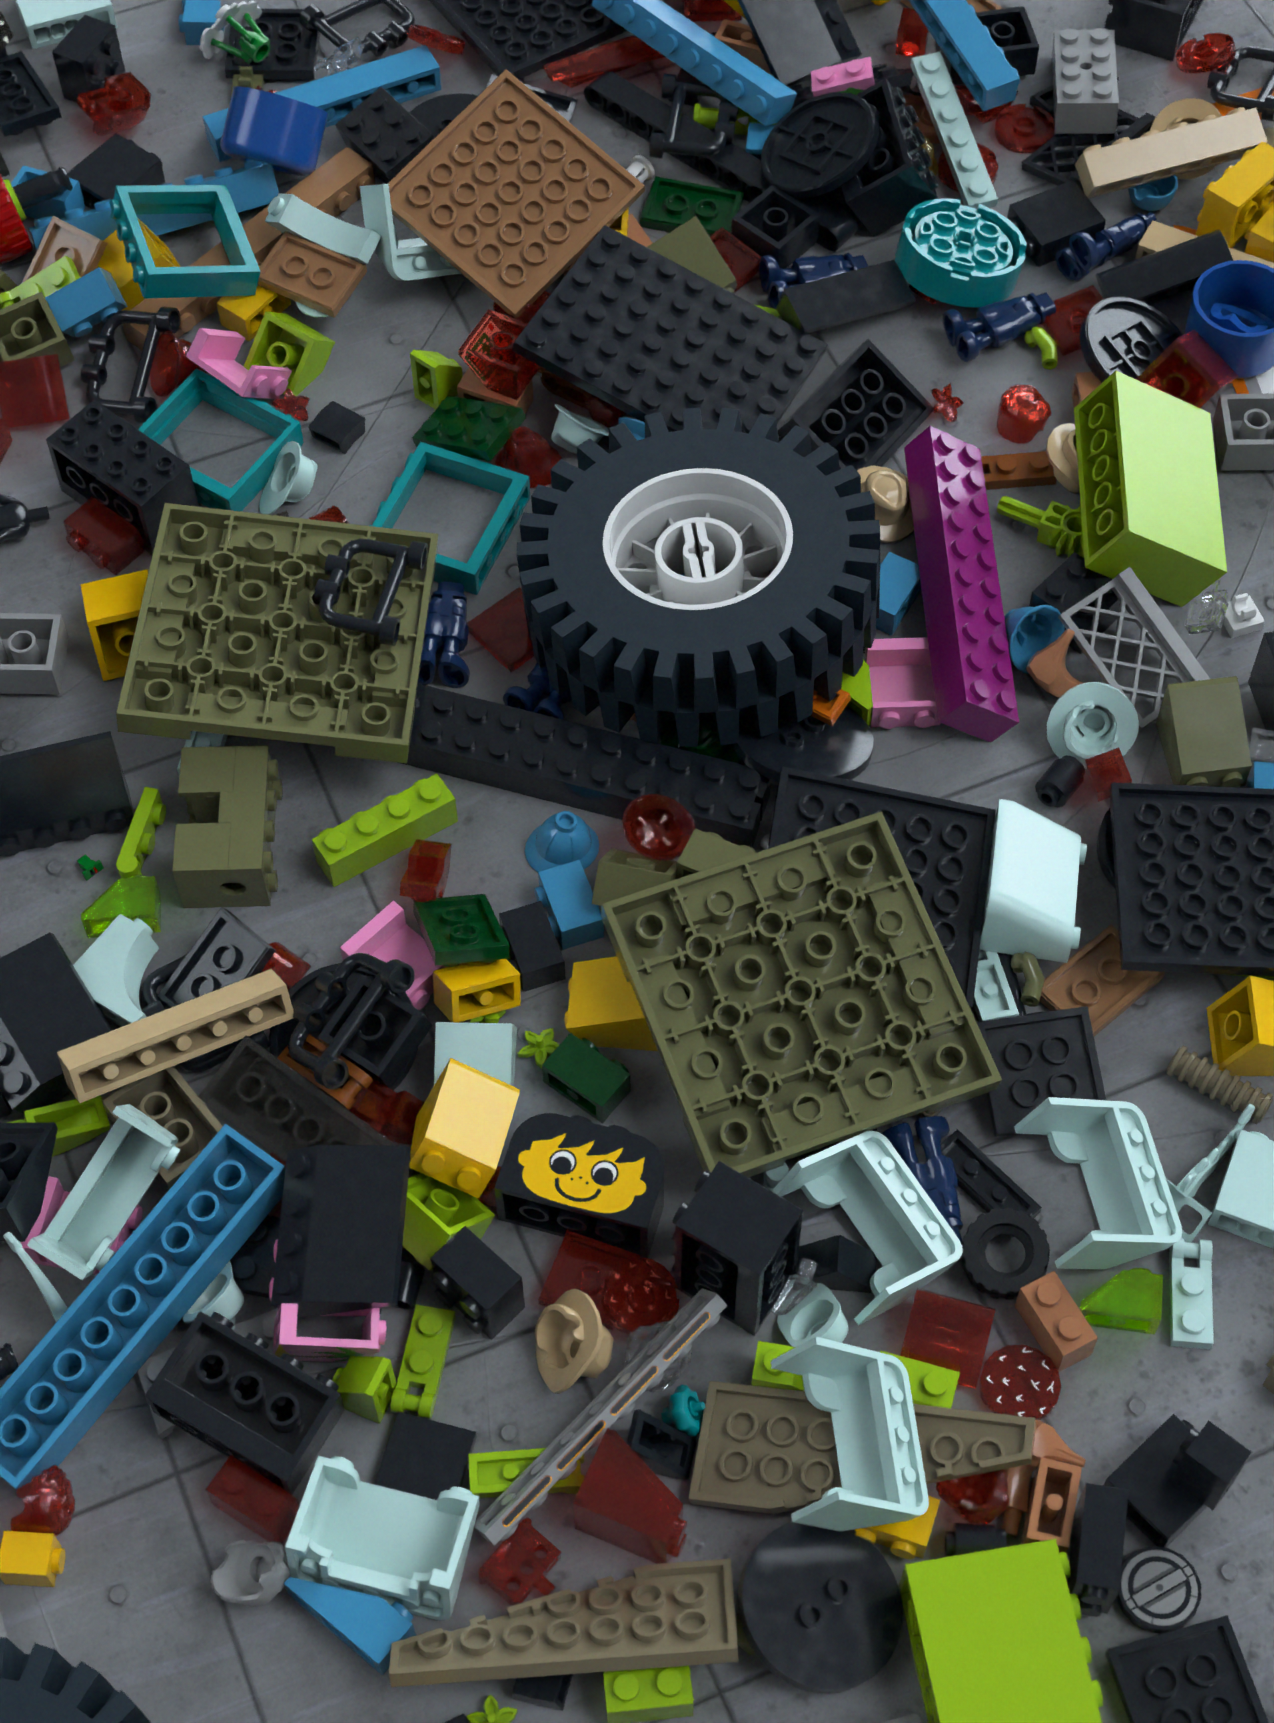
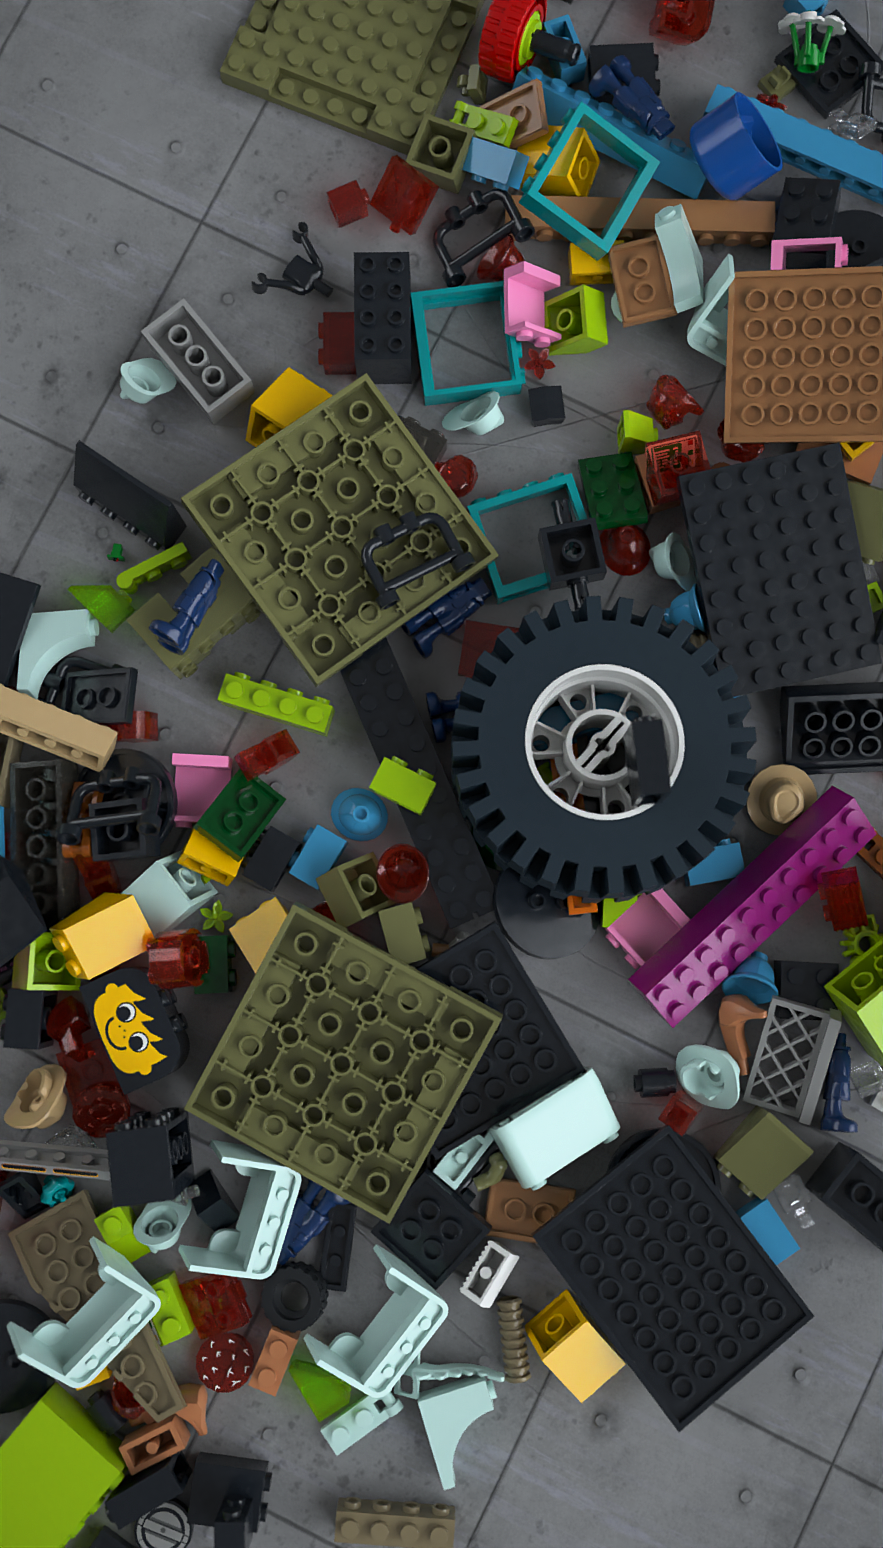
camera: 50 degrees right, 25 degrees up
(149, 166) = (635, 99): none -> dark blue piece
(231, 811) = (190, 609): none -> dark blue piece
(432, 112) = (781, 247): none -> bright pink panel
(438, 328) = (671, 402): none -> clear red helmet
(492, 478) = (581, 539): none -> black brick
(529, 1255) = (66, 1026): none -> clear red brick
(555, 1074) = (177, 959): none -> clear red brick
(575, 757) = (403, 785): none -> lime brick
(750, 501) = (647, 761): none -> black brick
(1016, 502) = (844, 899): none -> clear red brick
(1132, 1050) = (489, 1274): none -> white brick
(1218, 658) = (837, 1090): none -> dark blue piece

